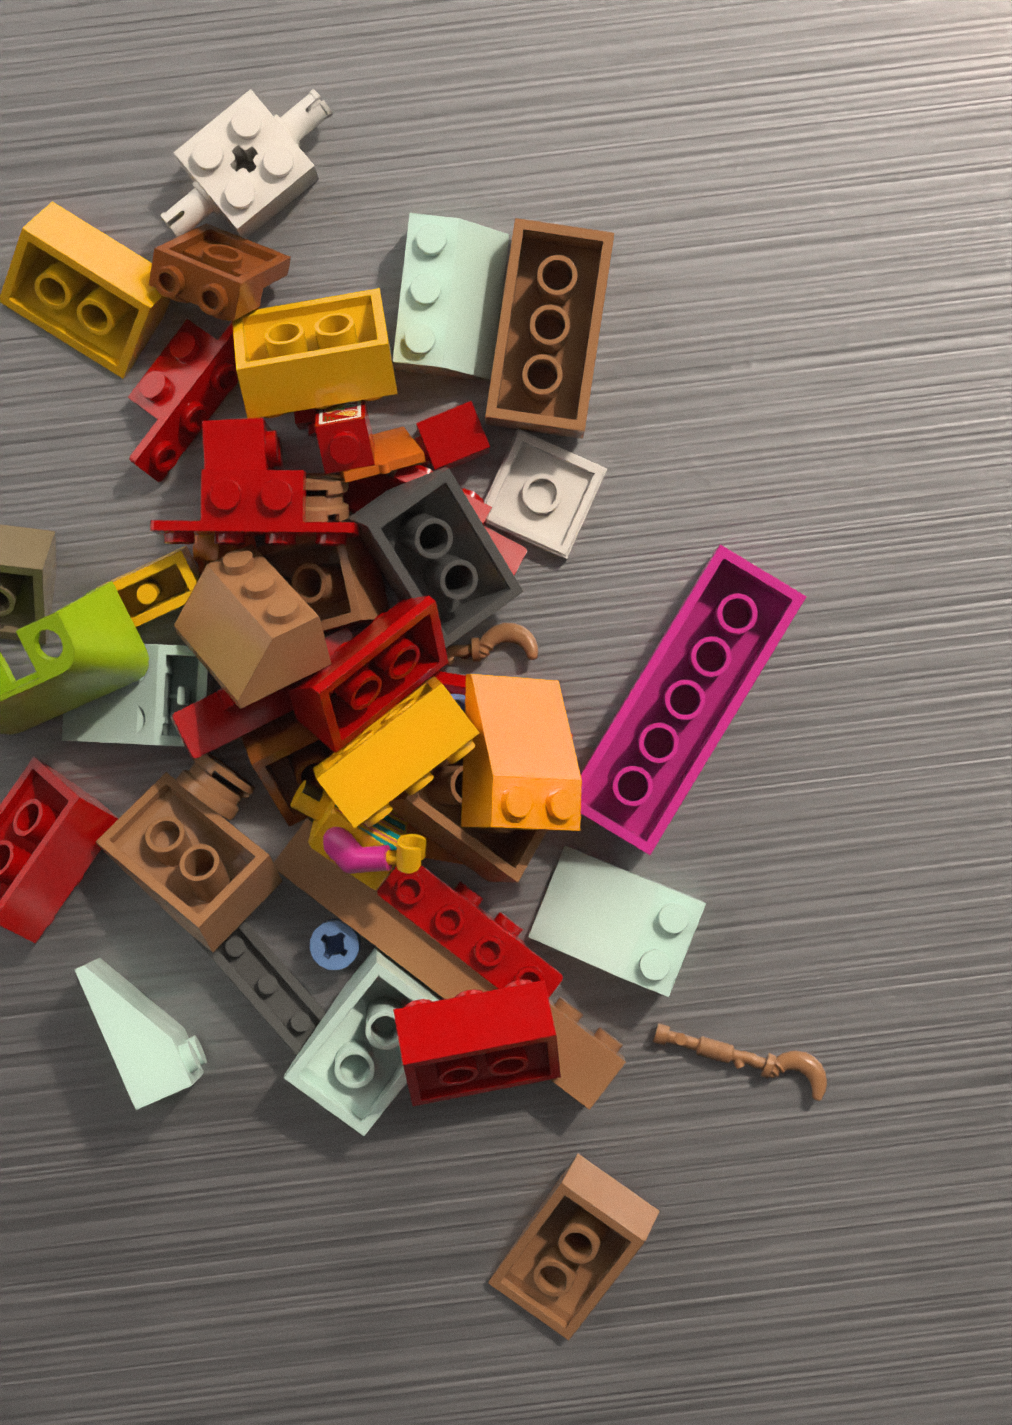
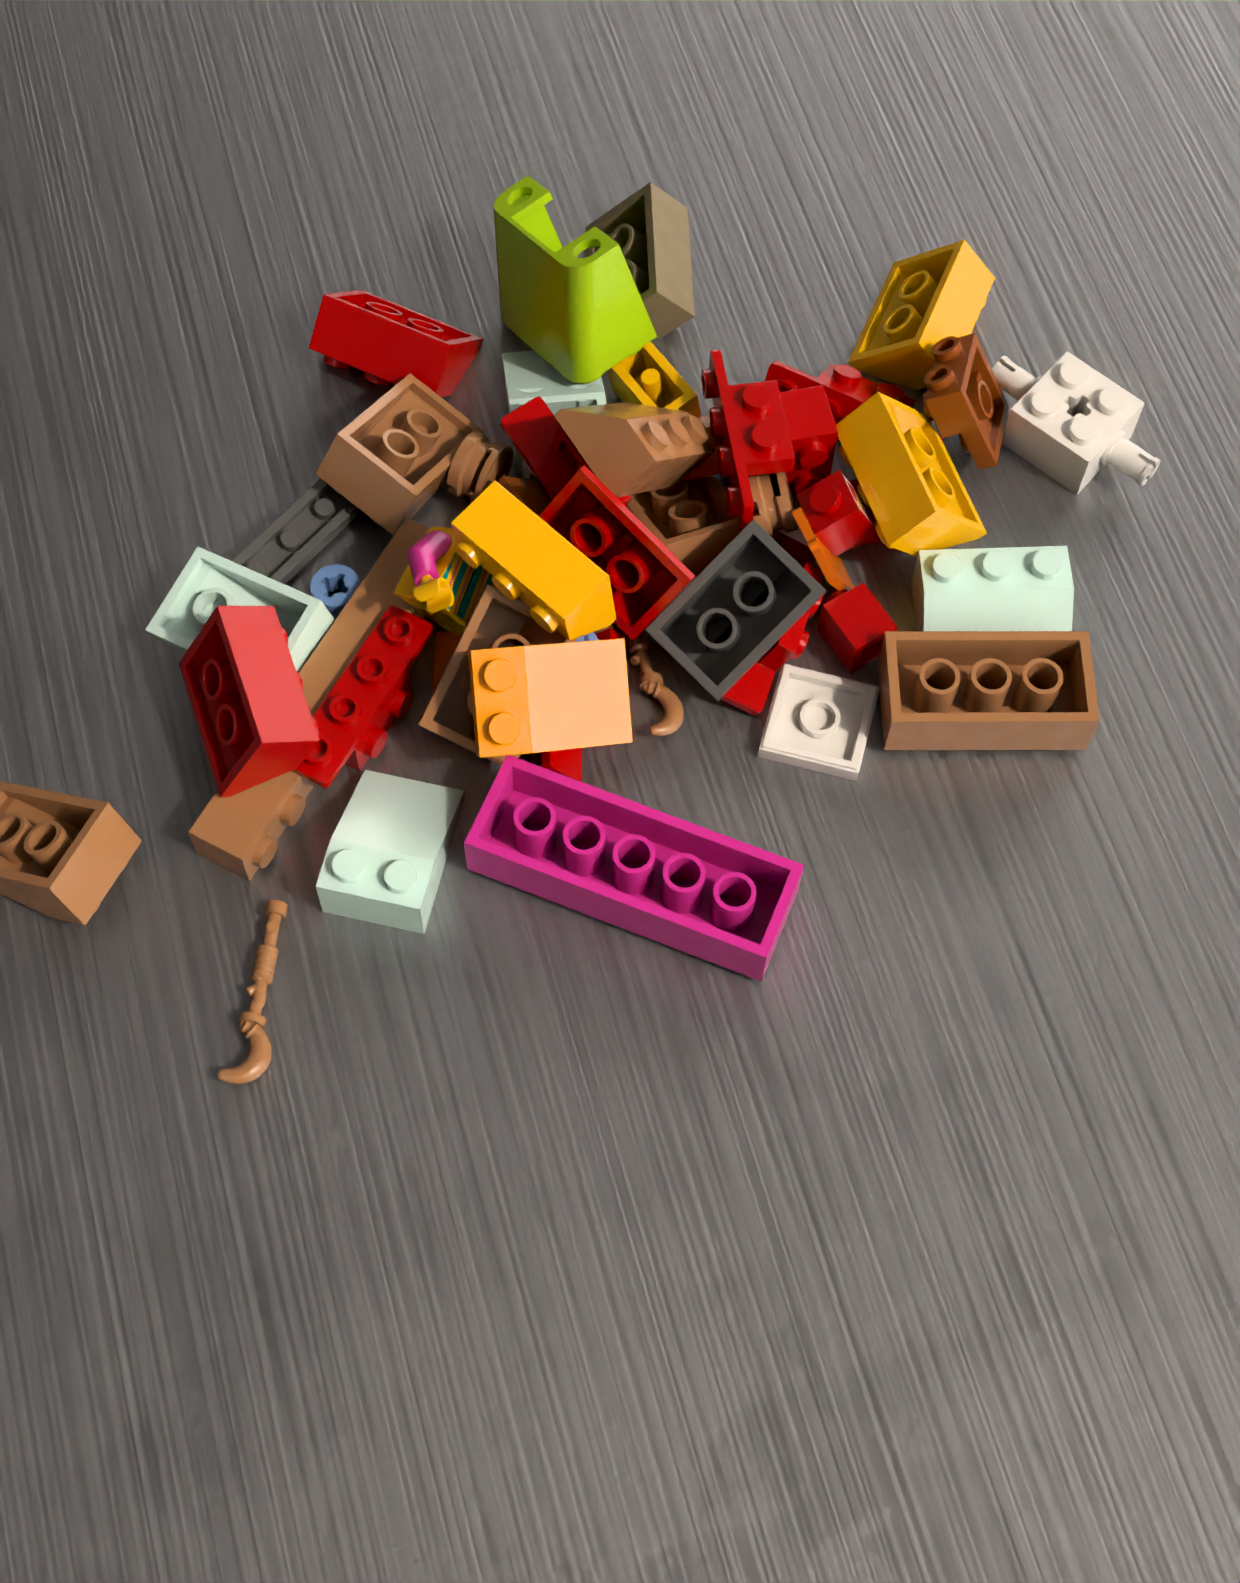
camera: 80 degrees right, 25 degrees down
(143, 1039) = (230, 430): light aqua slope -> none

